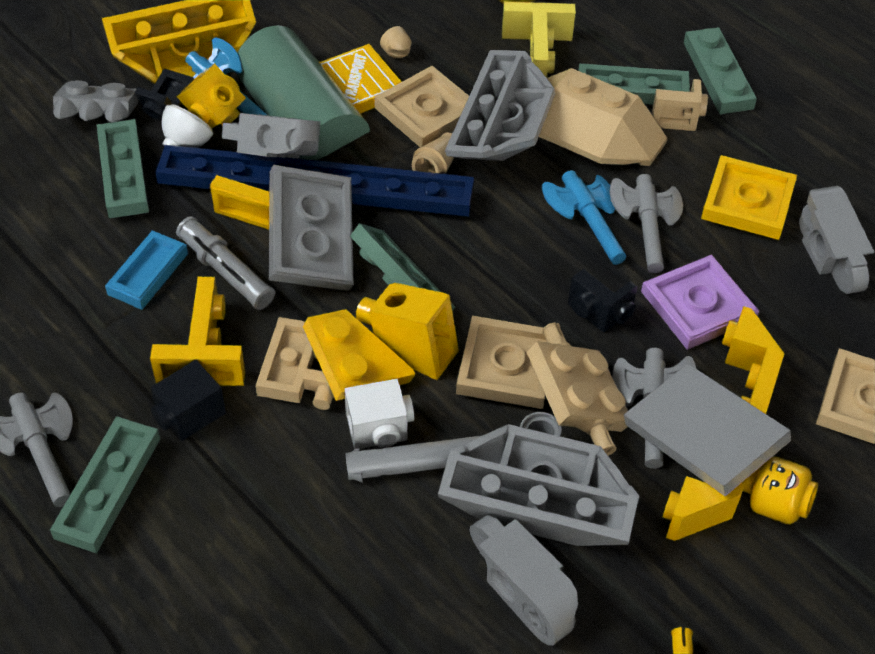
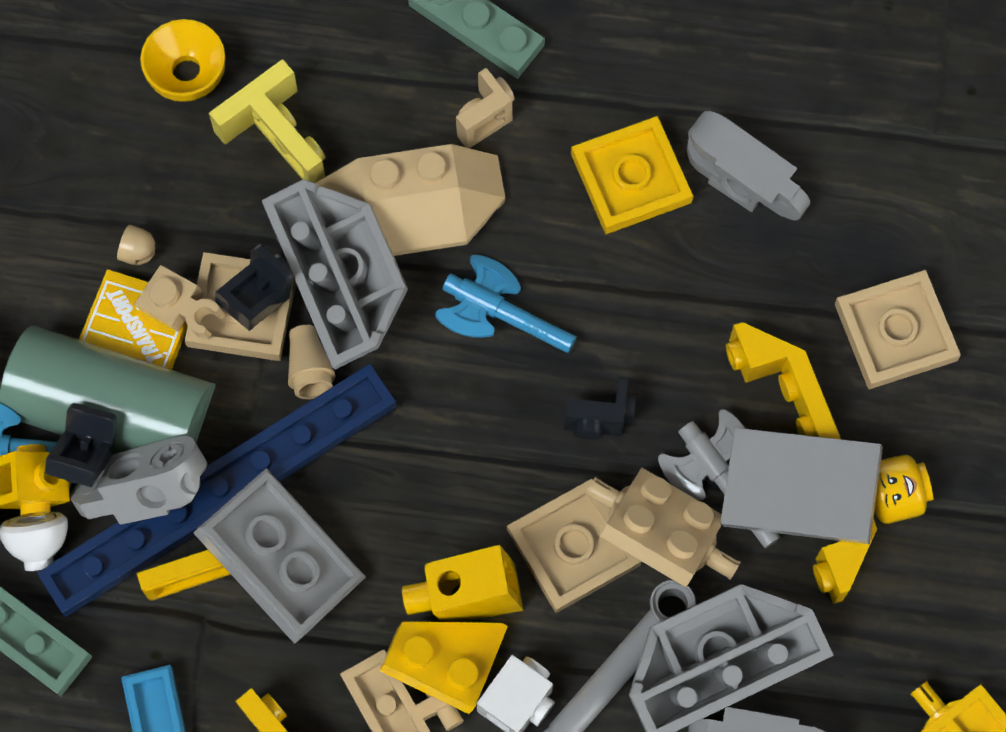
camera: 40 degrees left, 20 degrees up
(213, 252) = (222, 653): light grey pin -> none
(256, 95) = (83, 446): none -> black bracket
(385, 253) = (397, 527): sand green plate -> none
(389, 73) = (176, 300): none -> tan plate
(442, 92) = (257, 288): none -> black bracket
(639, 80) = (416, 112): sand green plate -> none
(648, 206) = (547, 257): light grey piece -> none
(697, 300) = (677, 334): lavender tile -> none

